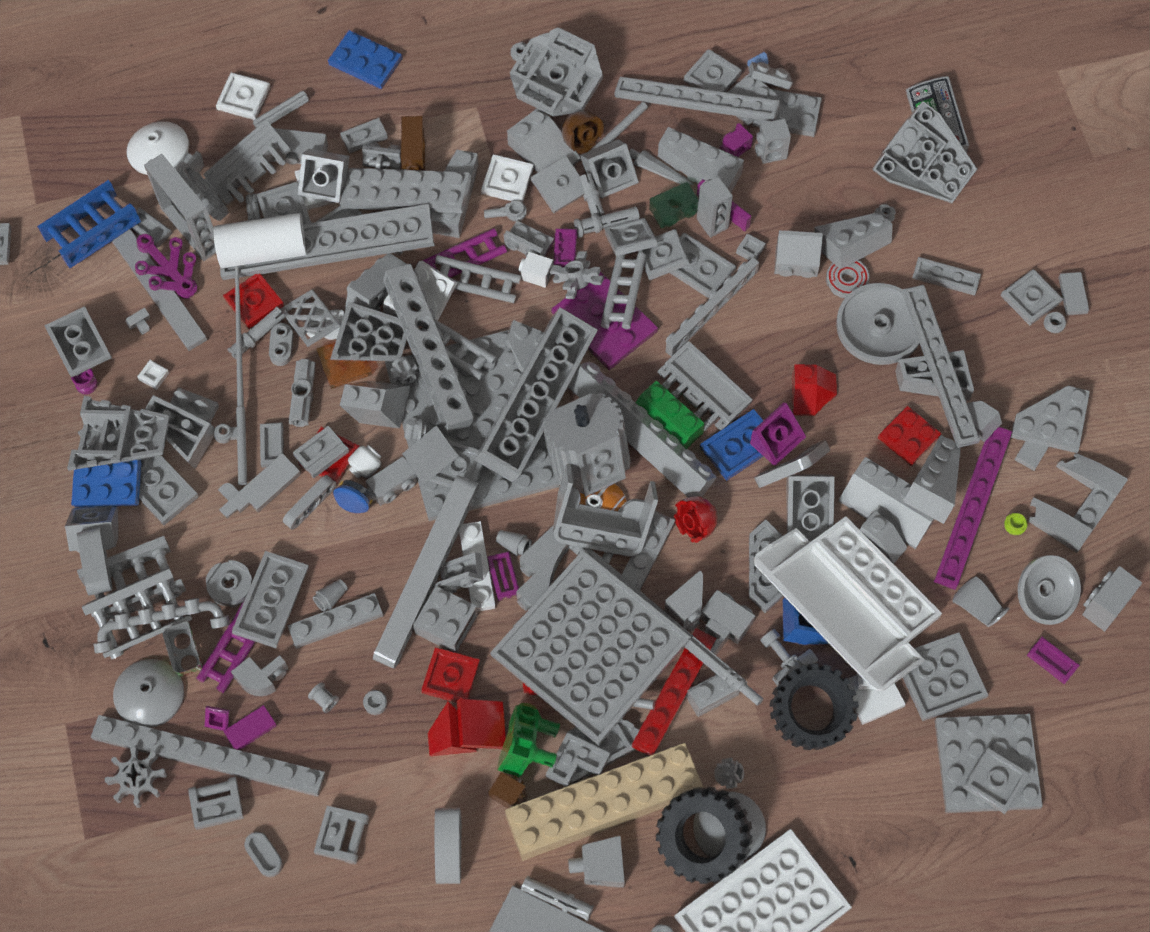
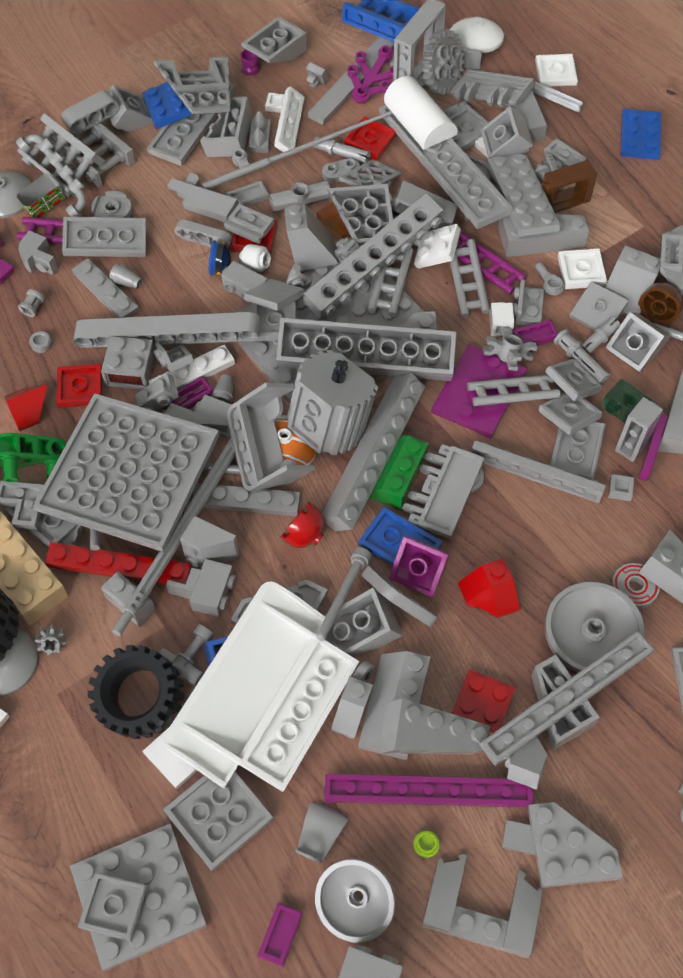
camera: 70 degrees right, 5 degrees down
(192, 369) = (289, 120): none -> white plate
(481, 724) = (39, 417): red tile -> none
(499, 604) = (158, 393): none -> light grey bracket
(652, 164) = (665, 373): light grey bar -> none
(744, 483) = (360, 559): none -> light grey piece
(798, 253) = (632, 525): light grey slope -> none
(854, 516) = (364, 671): none -> light grey tile

